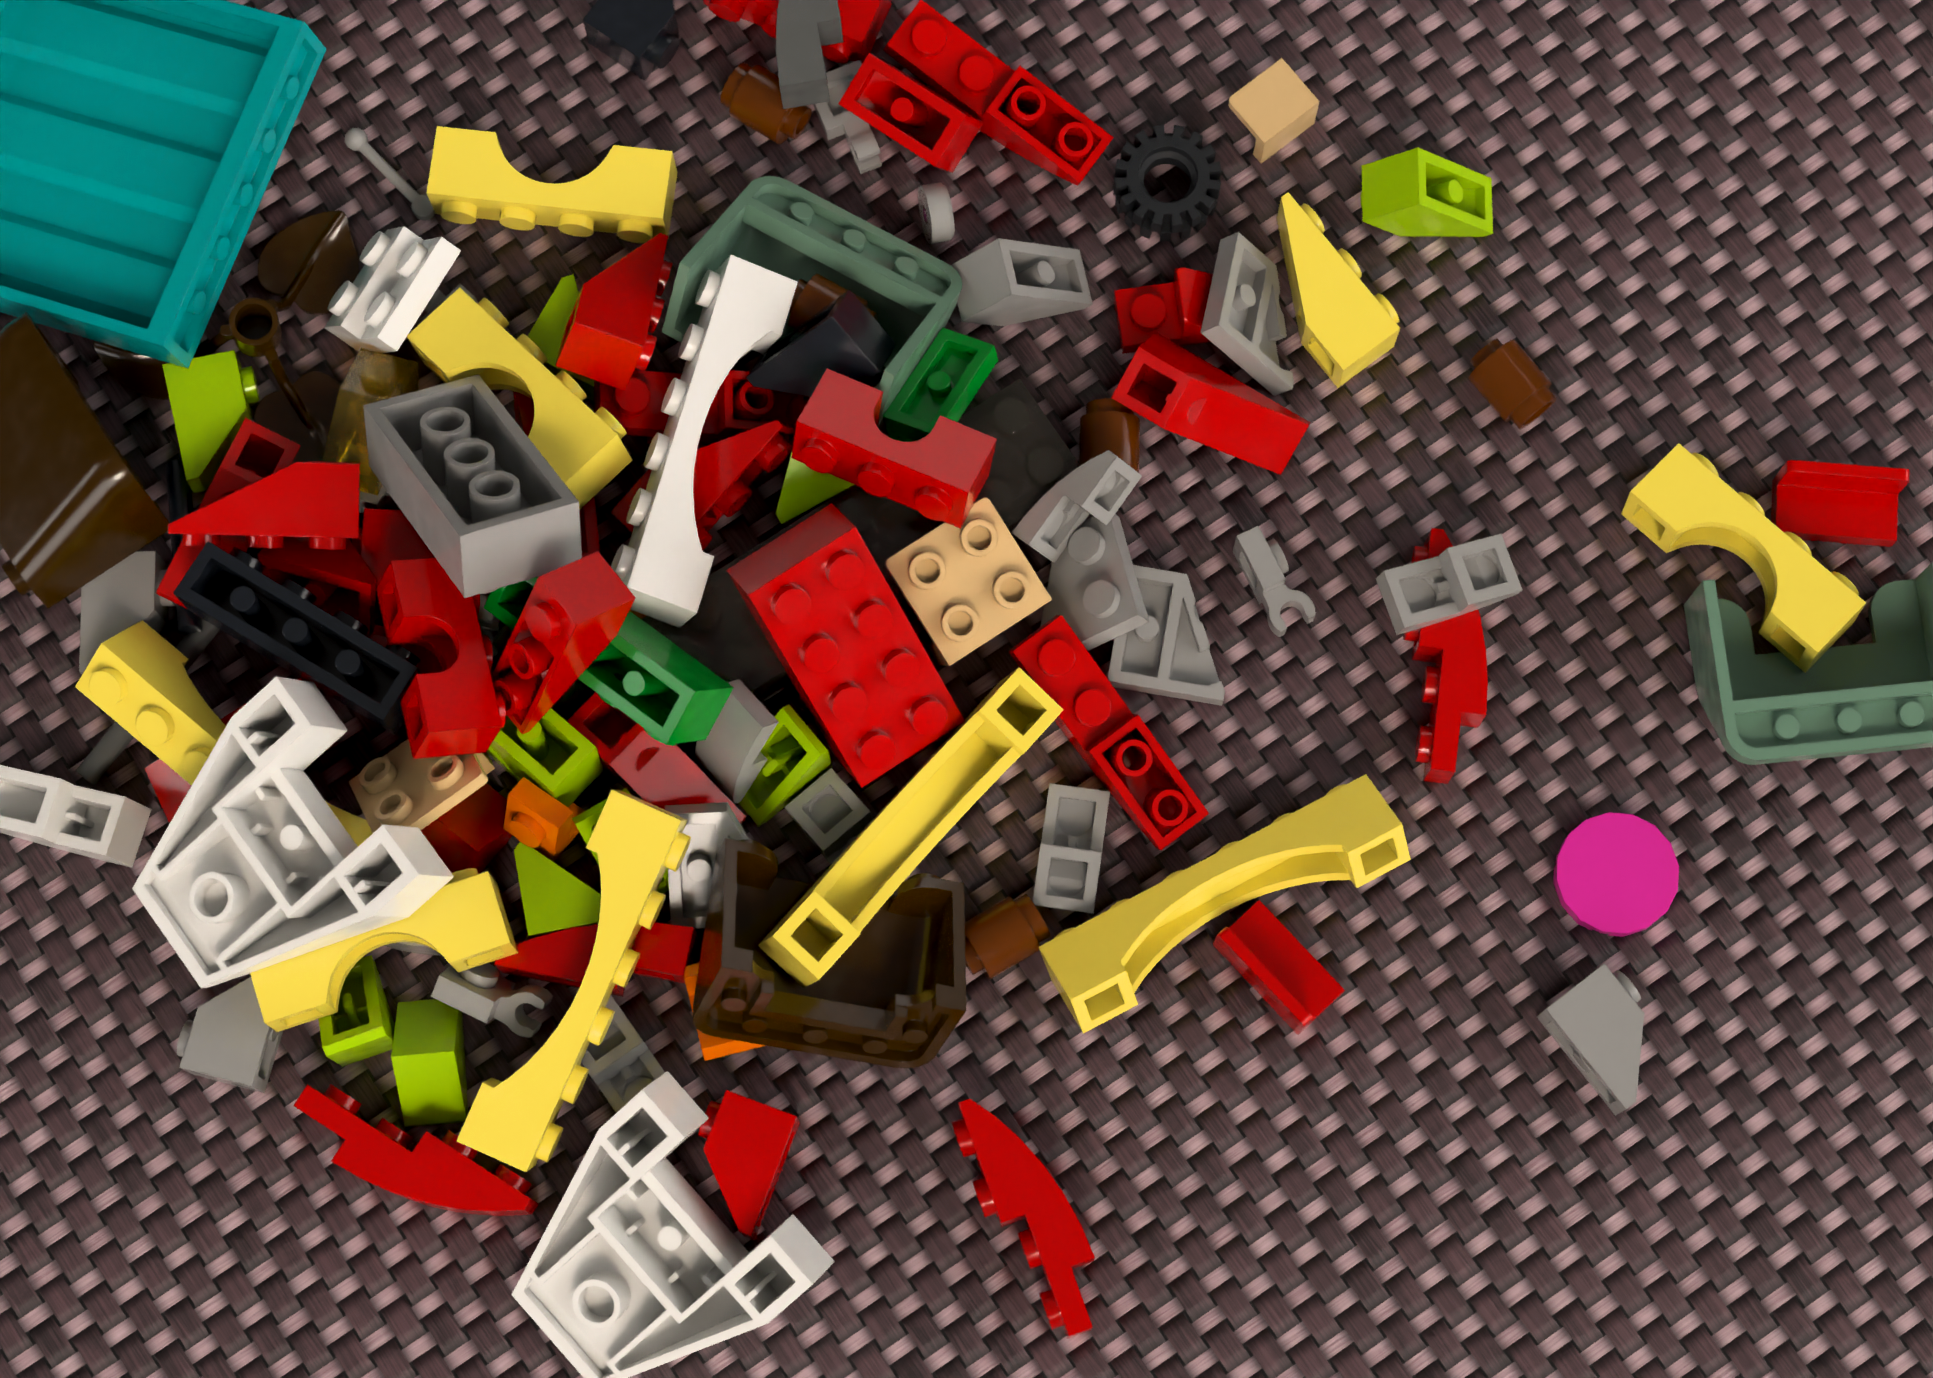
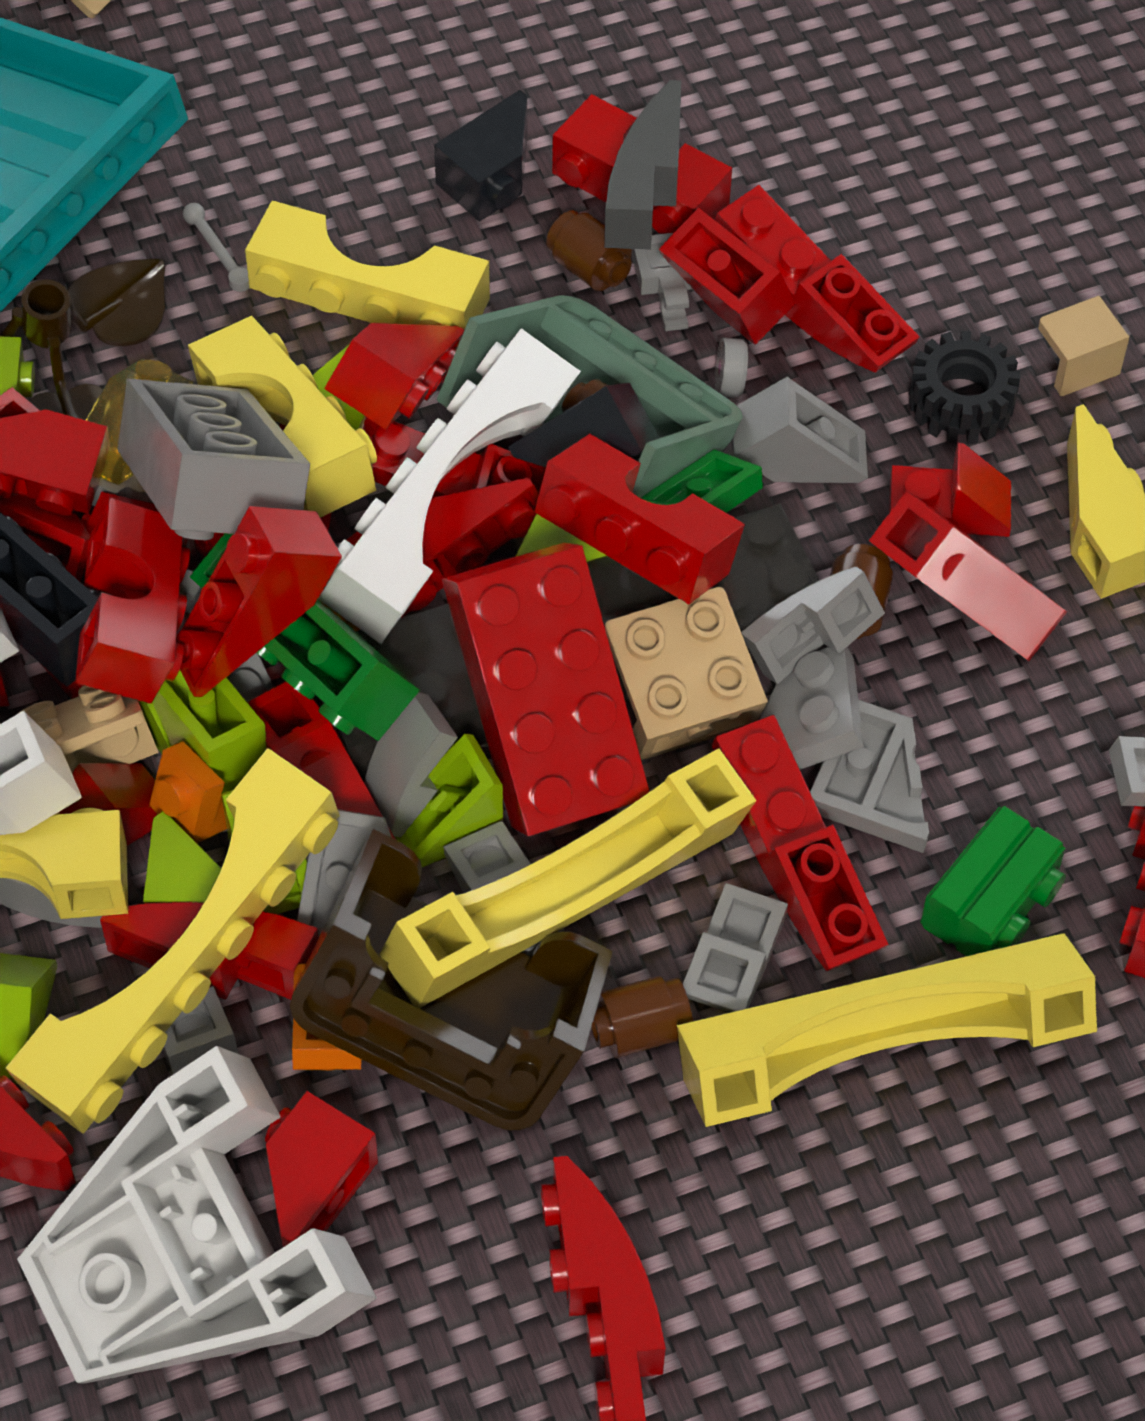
camera: 10 degrees right, 20 degrees down
(390, 289) = (194, 312): white plate -> none
(488, 995) = (77, 950): light grey plate -> none
(1246, 313) = (1020, 506): light grey wing -> none
(1264, 570) = (991, 733): light grey plate -> none
(1278, 967) = (930, 1113): red panel -> none
(1293, 732) = (994, 885): none -> green brick

